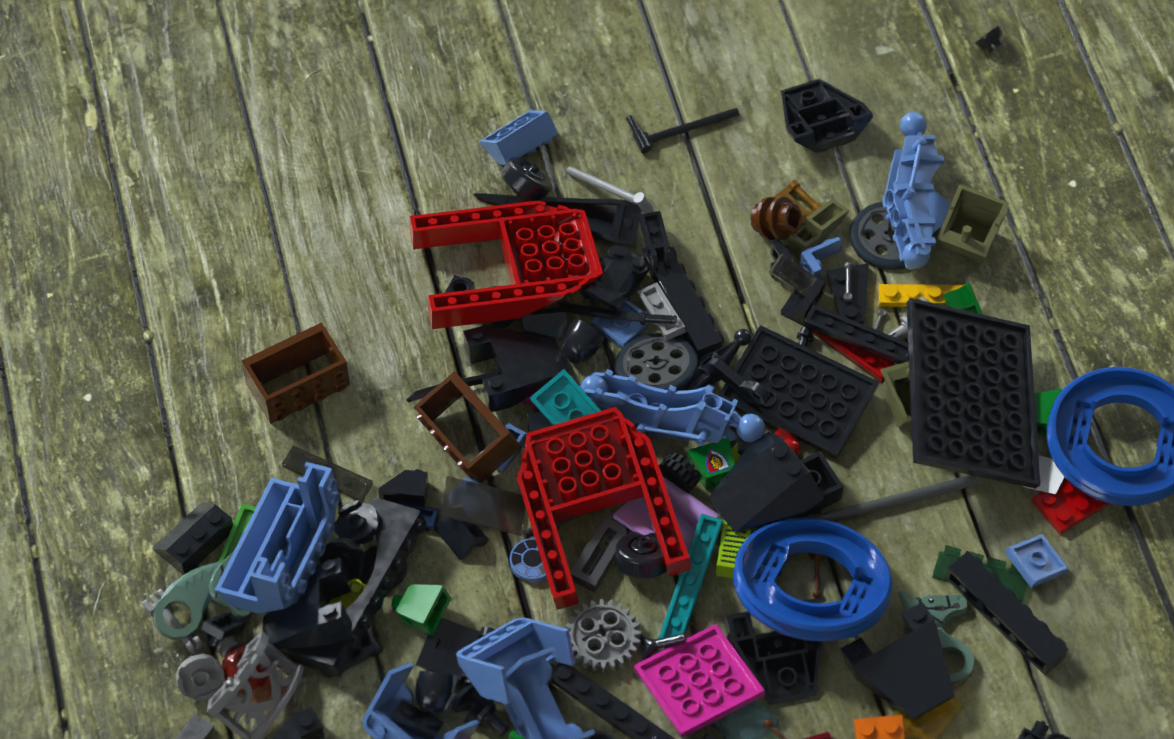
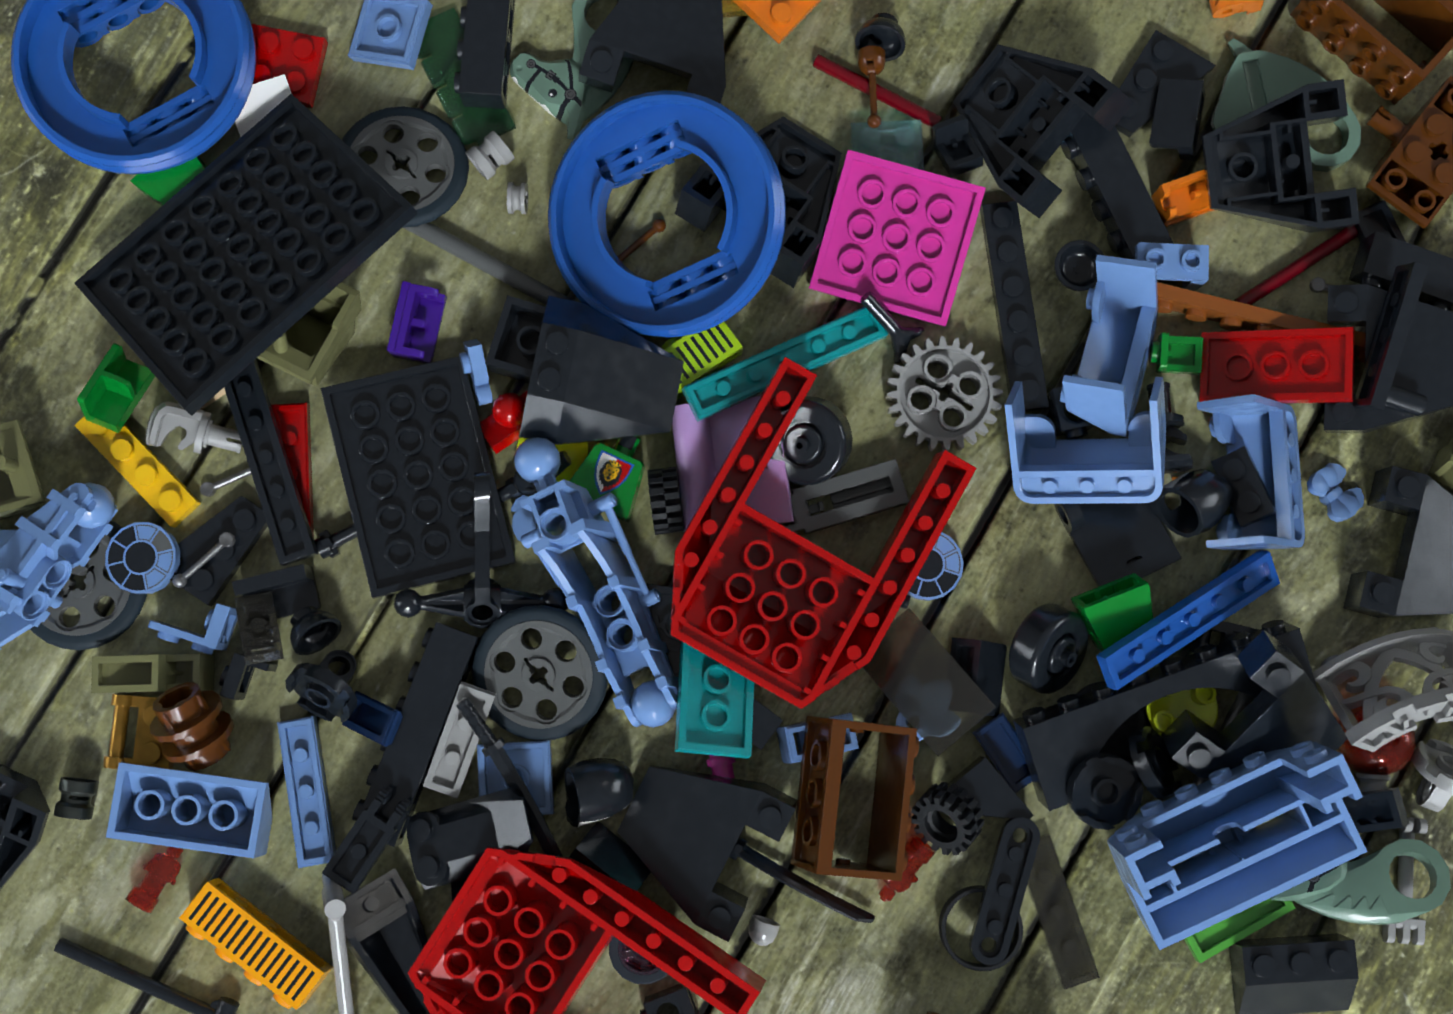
camera: 135 degrees left, 25 degrees up
(355, 417) = (1013, 949): none -> black tyre
(361, 452) = (1004, 890): none -> black plate
(387, 628) = (1187, 619): none -> blue plate
(412, 427) = (917, 855): none -> clear red piece
(416, 458) = (958, 808): none -> black tyre
(440, 564) = (1048, 648): none -> black wheel
(452, 356) = (763, 930): none -> light grey hinge
(660, 174) = (255, 943): none -> light orange brick
(704, 244) = (307, 791): none -> medium blue tile
(706, 286) = (374, 720): none -> dark blue tile
(728, 167) = (161, 870): none -> clear red piece
(738, 190) = (190, 810): none -> medium blue slope
(739, 280) = (322, 690): none -> black tile
(772, 297) = (313, 630): none -> black piece
(794, 162) = (76, 807): none -> pearl dark grey wheel
(829, 452) = (474, 363): none -> medium blue plate
(873, 451) = (416, 323): none -> dark purple hinge
(874, 261) = (142, 558): none -> tile
(892, 542) = (517, 198): none -> light grey bush
(926, 548) = (498, 154): none -> light grey wheel
(944, 533) = (415, 125): none -> dark grey wedge

